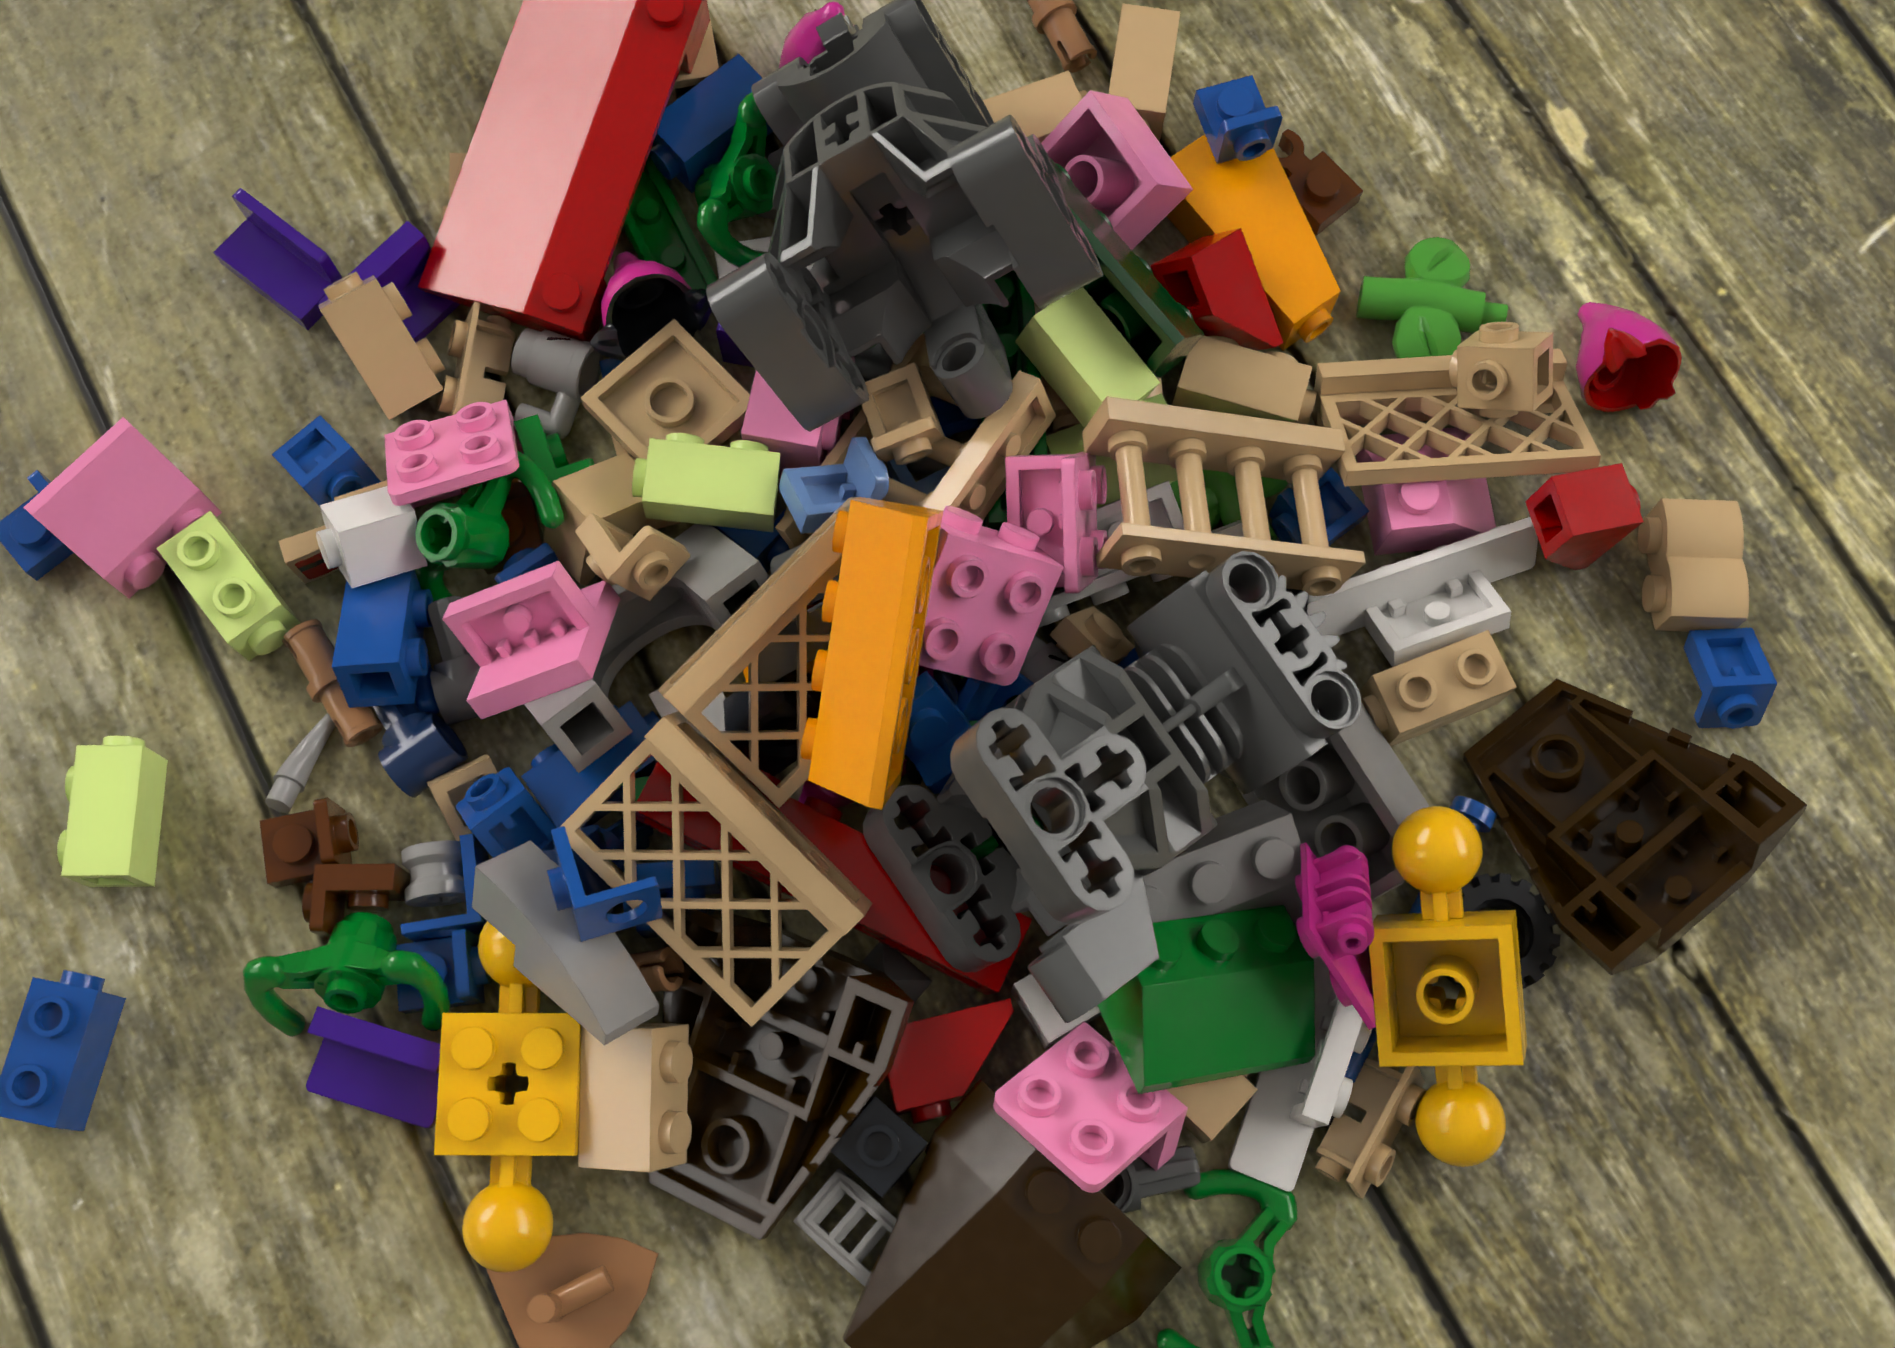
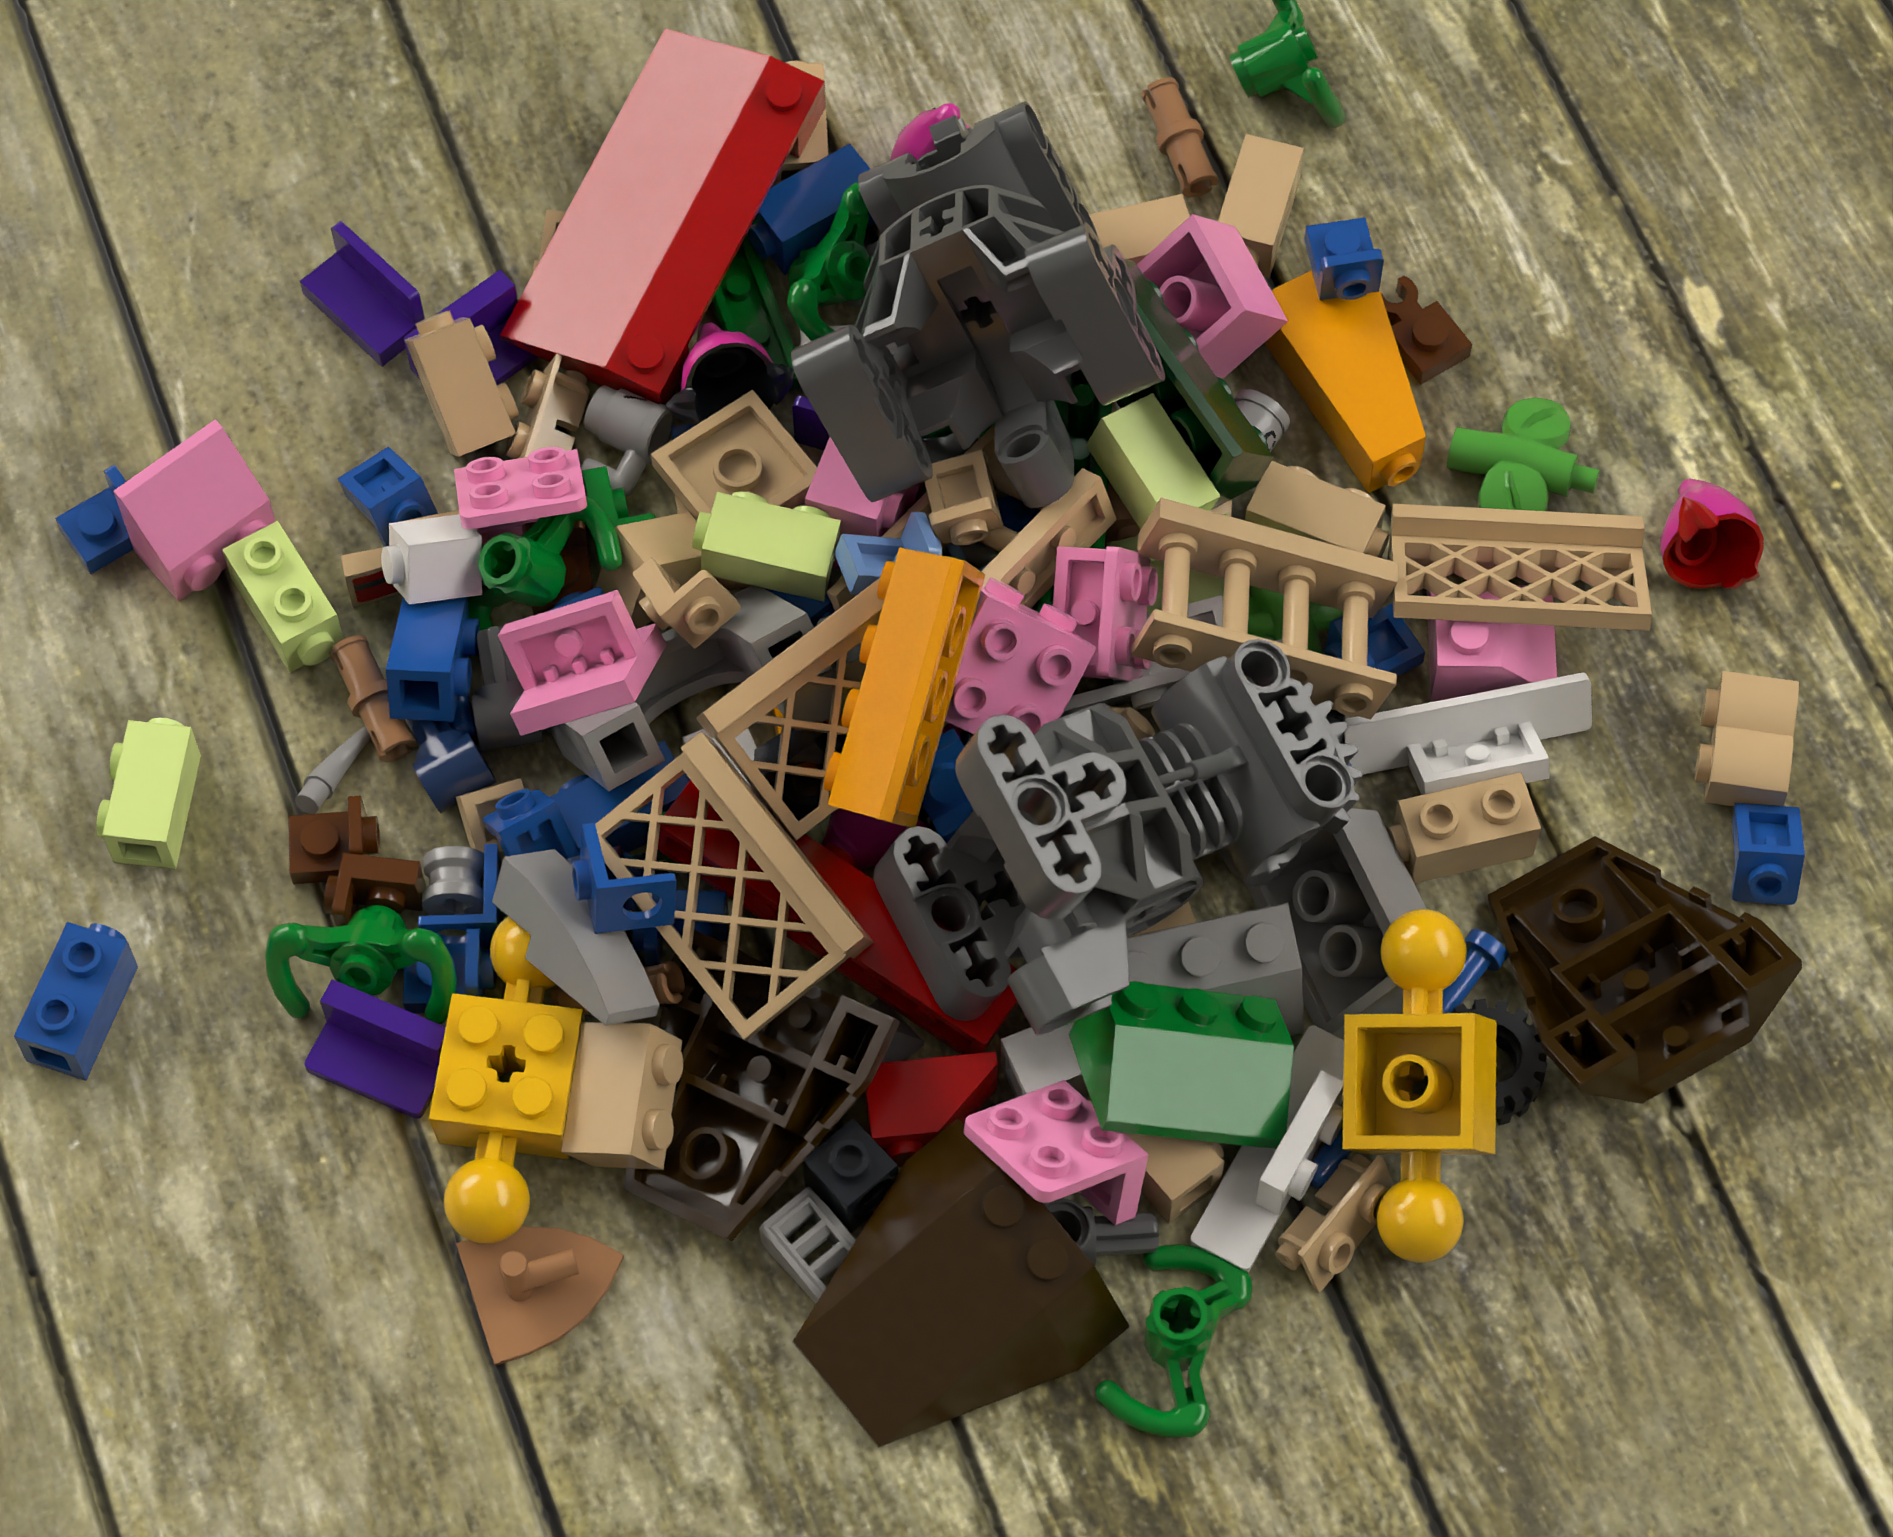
camera: 10 degrees right, 10 degrees down
(1221, 289) = (1302, 422): red slope -> none
(1339, 922) = (1308, 997): dark pink hinge -> none
(1503, 370) = (1568, 524): tan brick -> none
(1584, 514) = (1629, 673): red slope -> none

